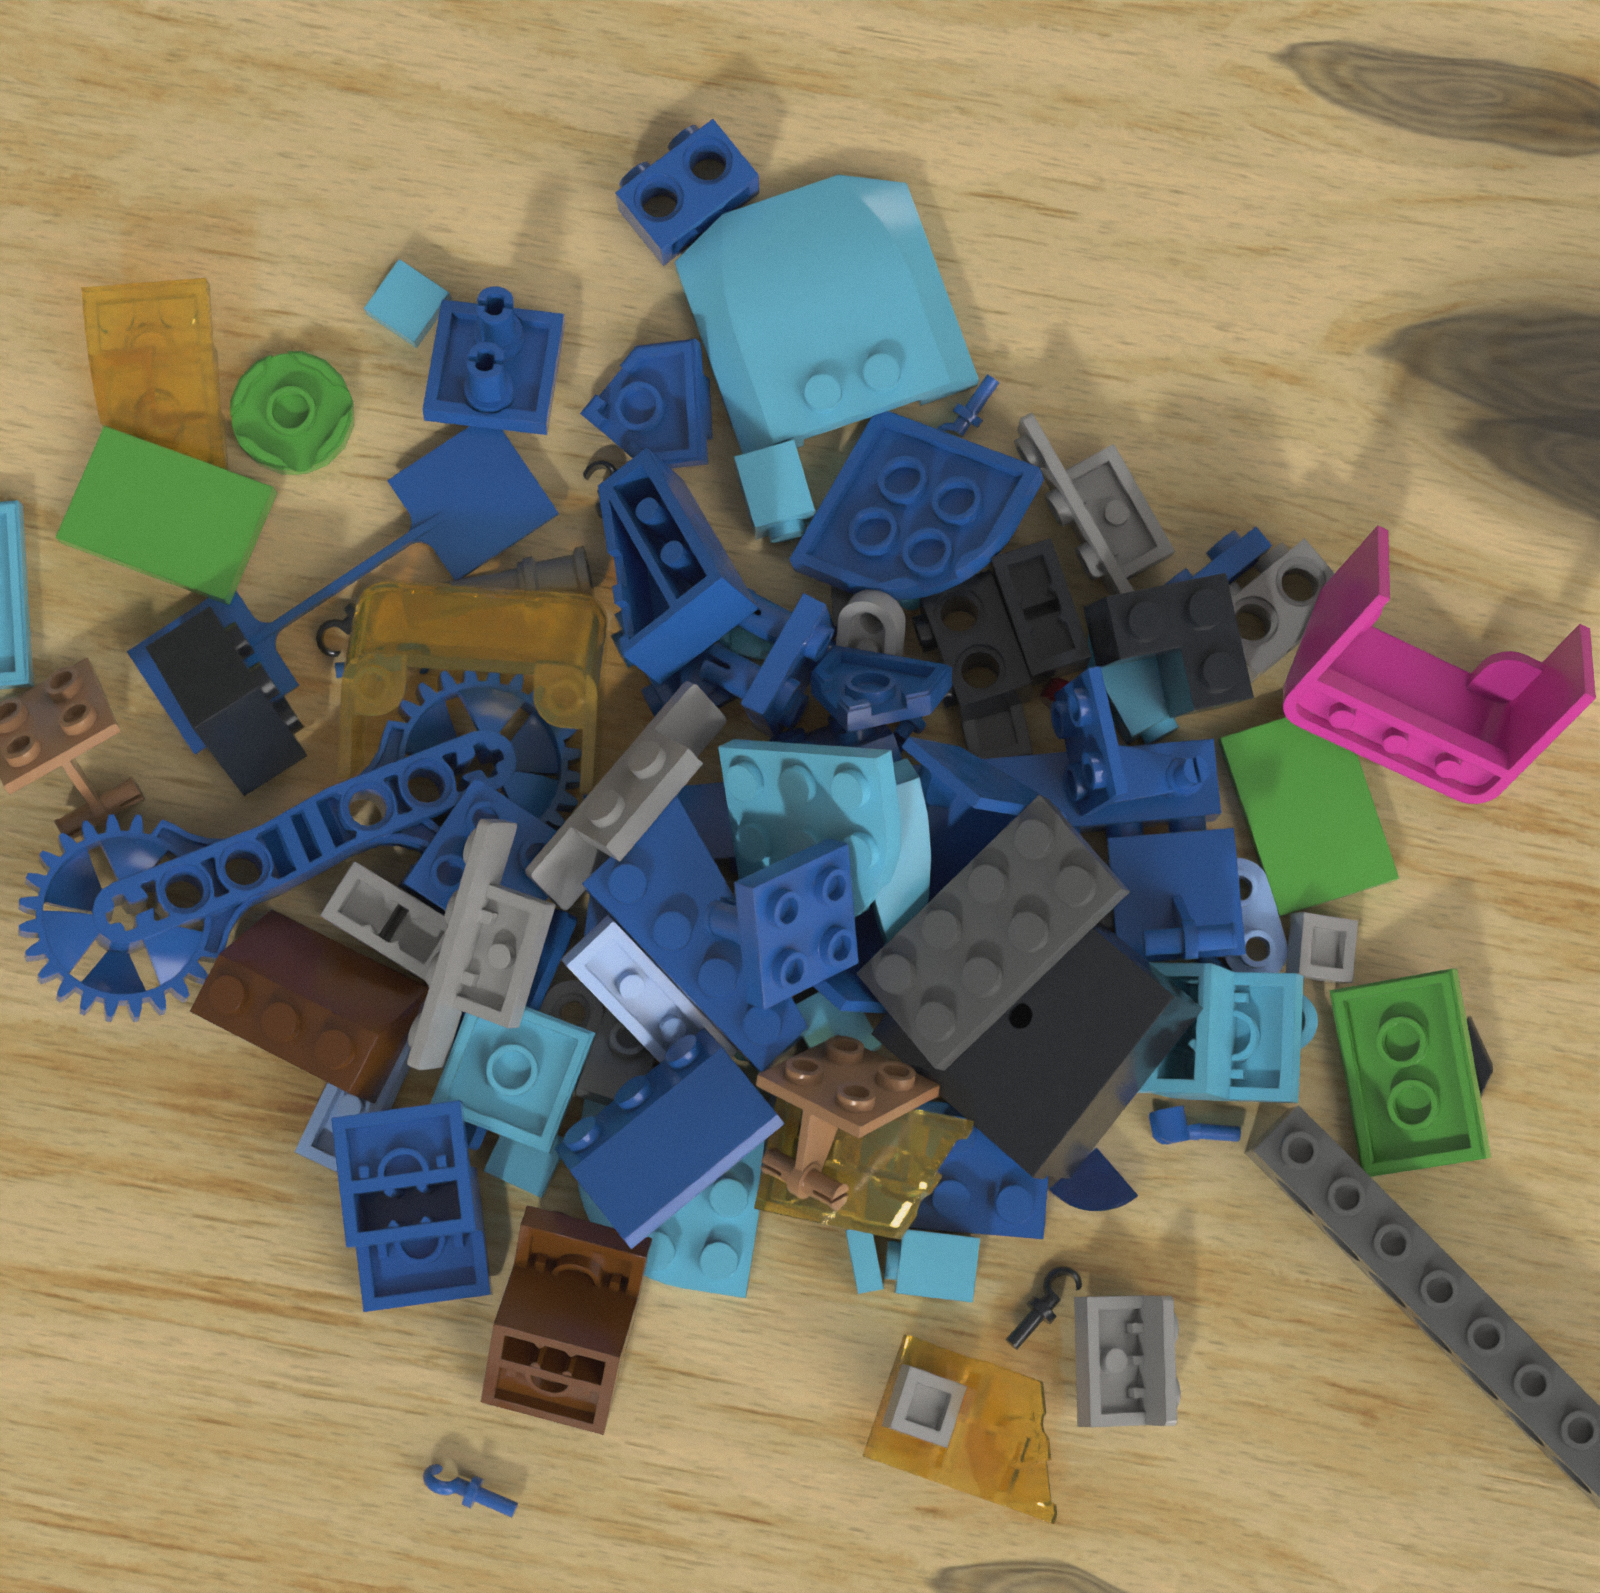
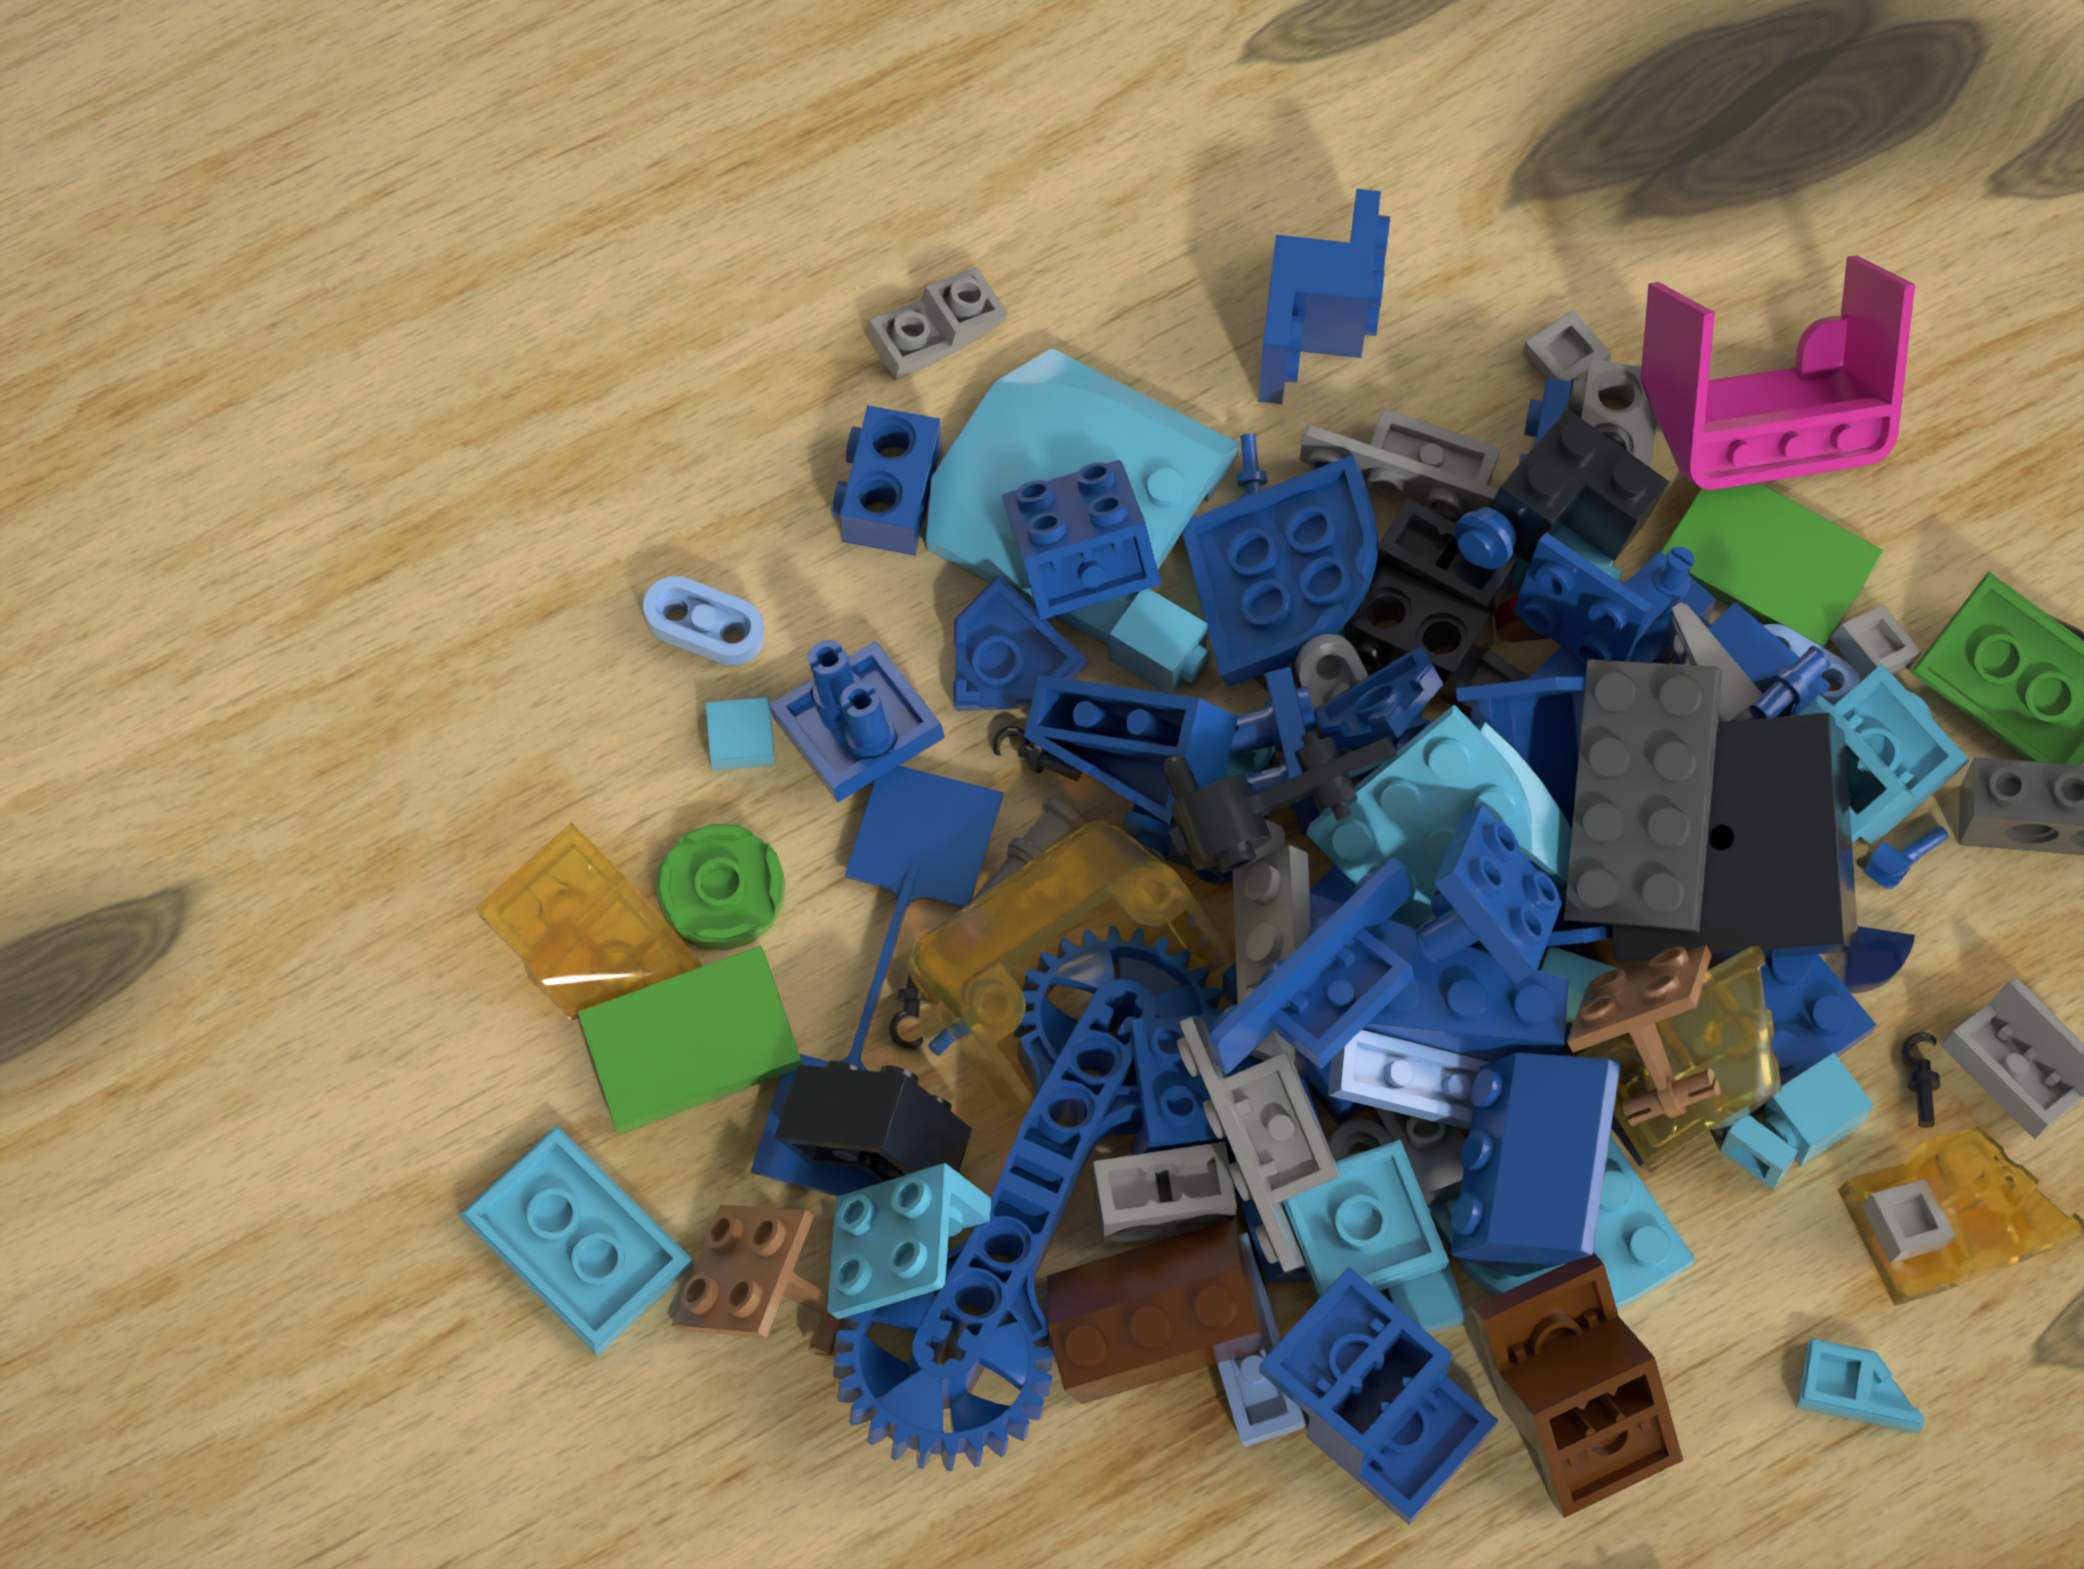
camera: 40 degrees left, 15 degrees down
(158, 798) = (896, 1235): none -> medium azure bracket
(455, 193) = (707, 620): none -> light blue plate
(611, 885) = (1328, 984): none -> blue bracket
(662, 691) = (1226, 820): none -> black piece
(773, 361) = (1081, 538): none -> blue bracket
(777, 1487) = (1853, 1386): none -> medium azure tile
(837, 89) = (936, 326): none -> light grey slope
(1071, 623) = (1485, 538): none -> blue plate
(1141, 314) = (1323, 296): none -> blue bracket
(1150, 878) = (1698, 646): none -> light grey slope
(1305, 511) = (1565, 349): none -> light grey tile

